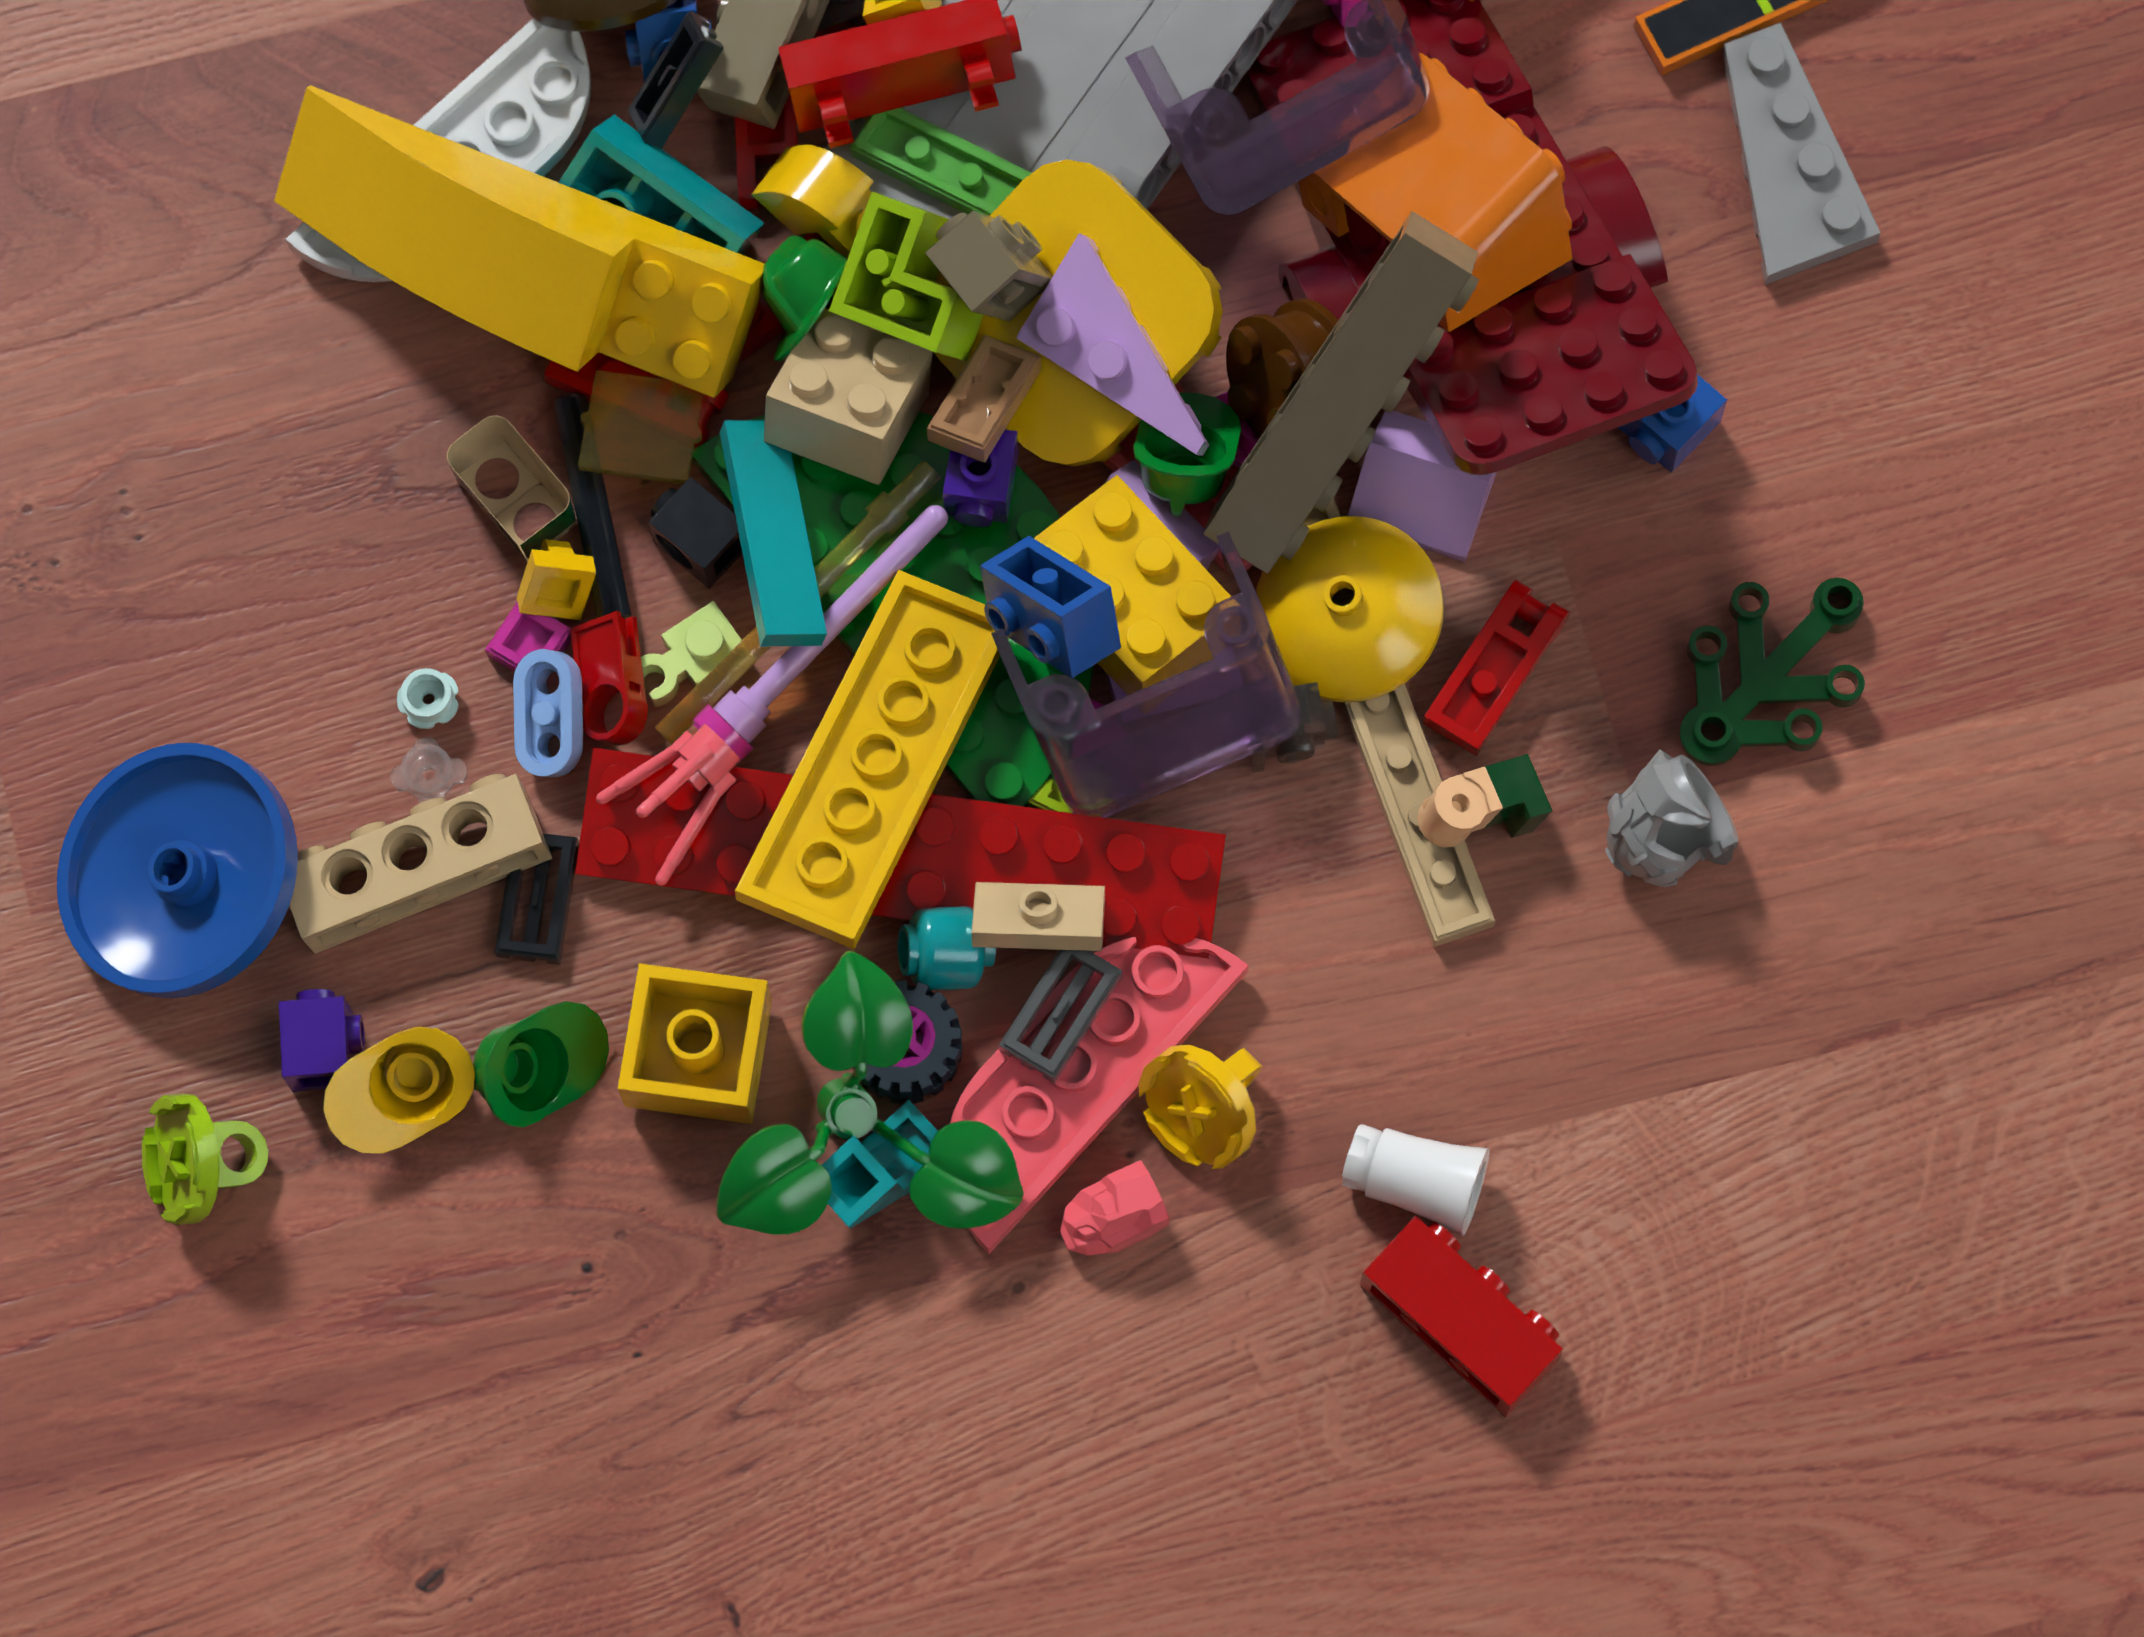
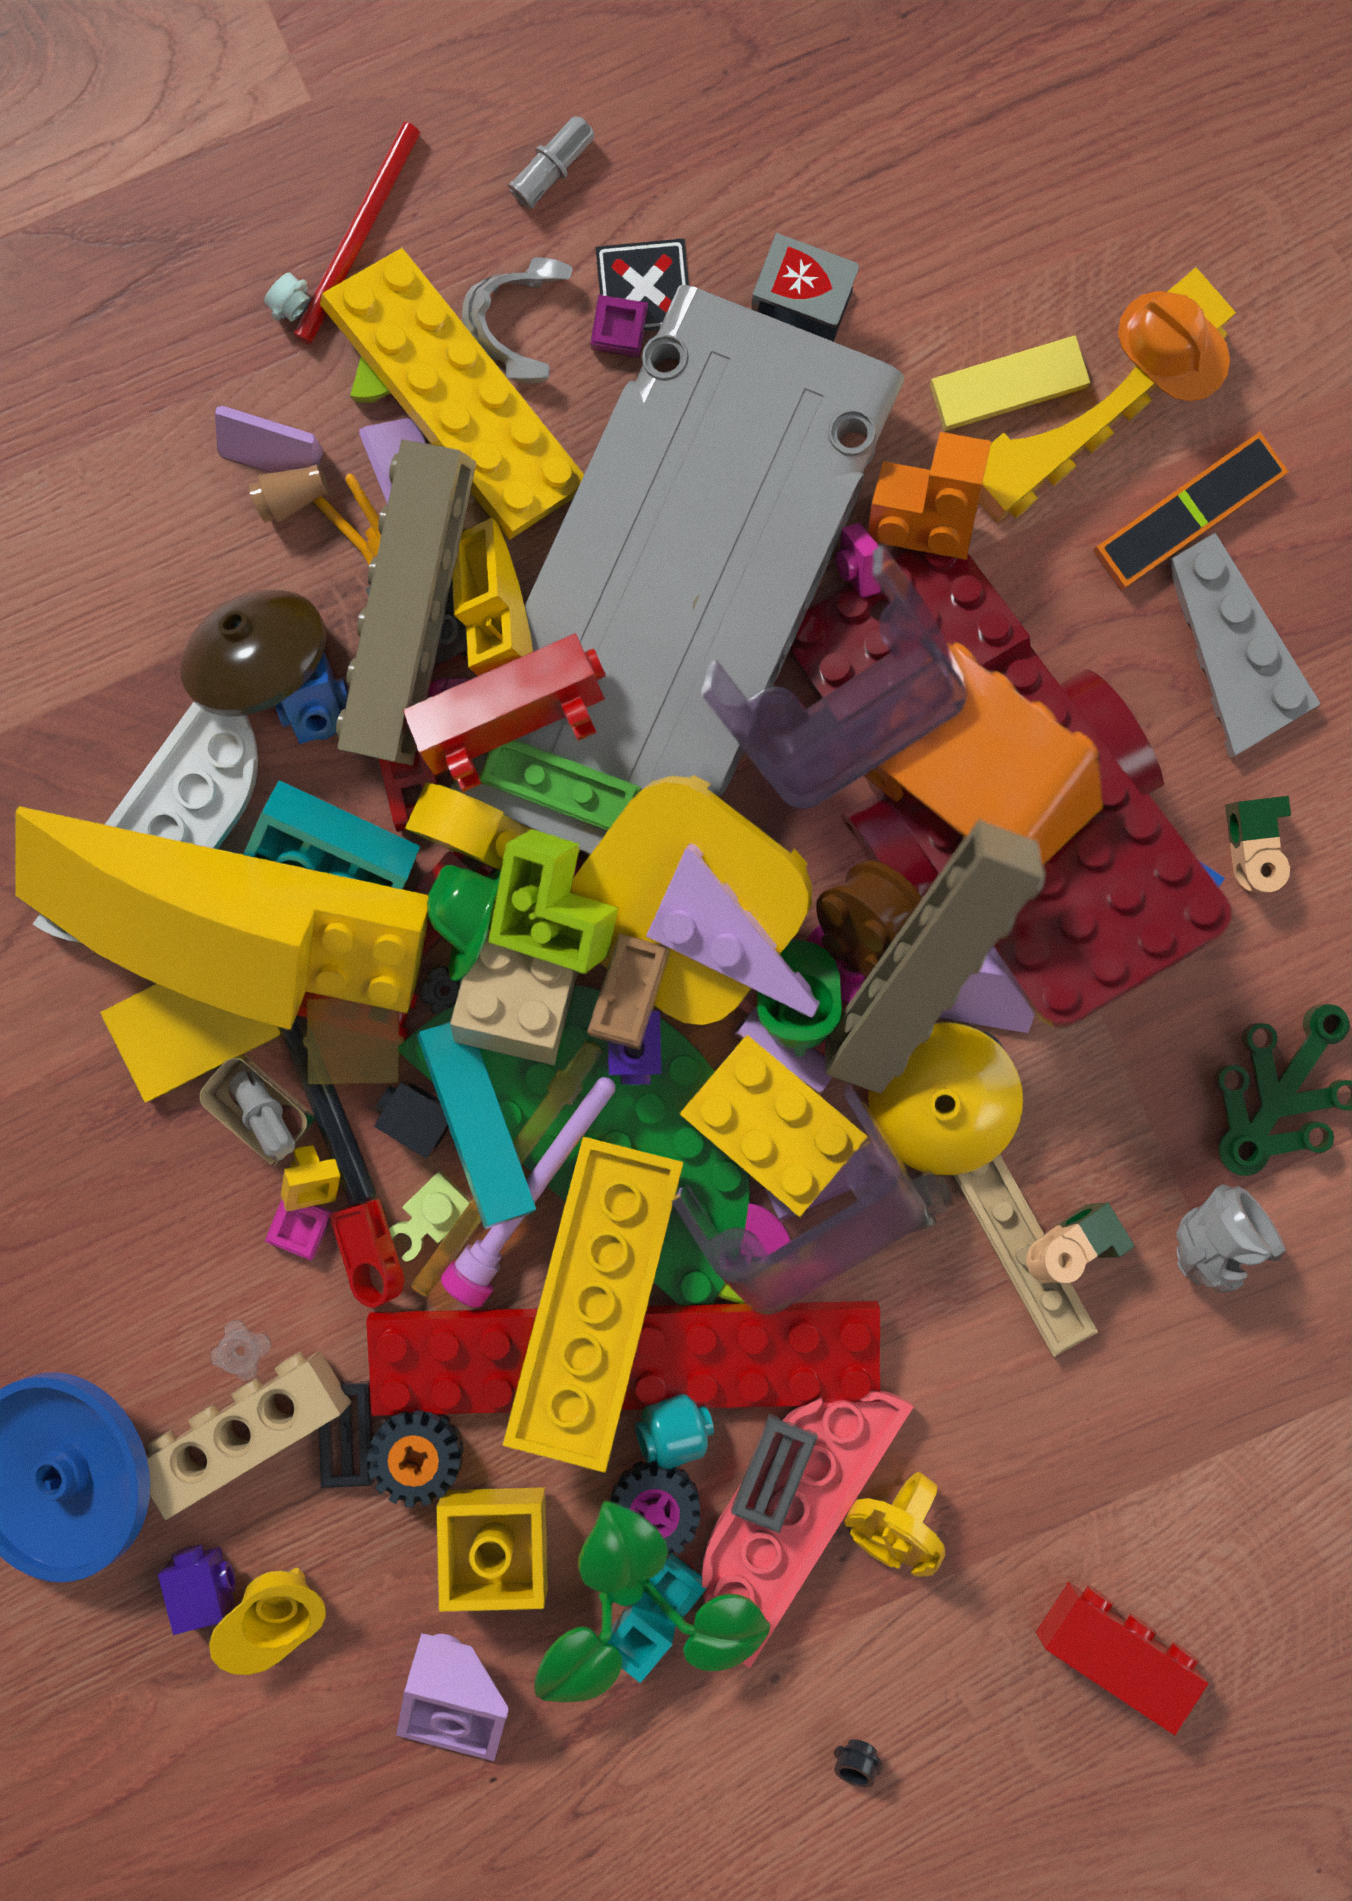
camera: 15 degrees left, 15 degrees up
(185, 1159) = (114, 1703): lime tile -> none
(426, 682) = (214, 1291): light aqua plate -> none
(438, 385) = (177, 1039): none -> yellow tile
(515, 489) = (262, 1115): none -> light grey axle
(541, 1062) = (369, 1582): green piece -> none
(543, 714) = (322, 1288): light blue plate -> none
(606, 1231) = (451, 1699): none -> lavender slope
(615, 955) = (431, 1445): none -> black wheel
(675, 79) = (323, 745): black tile -> none
(700, 761) = (456, 1330): coral plant -> none
(745, 391) = (431, 993): none -> black plate
(990, 263) = (615, 889): dark tan brick -> none
(1038, 916) = (745, 1407): tan plate -> none
(1050, 606) = (715, 1172): blue brick -> none
(1104, 1395) = (857, 1763): none -> black plate
(1114, 1213) = (840, 1617): coral rock -> none
(1417, 1174) = (1073, 1553): white plant -> none
(1494, 669) = (1067, 1124): red plate -> none
(1776, 393) = (1256, 843): none -> leg

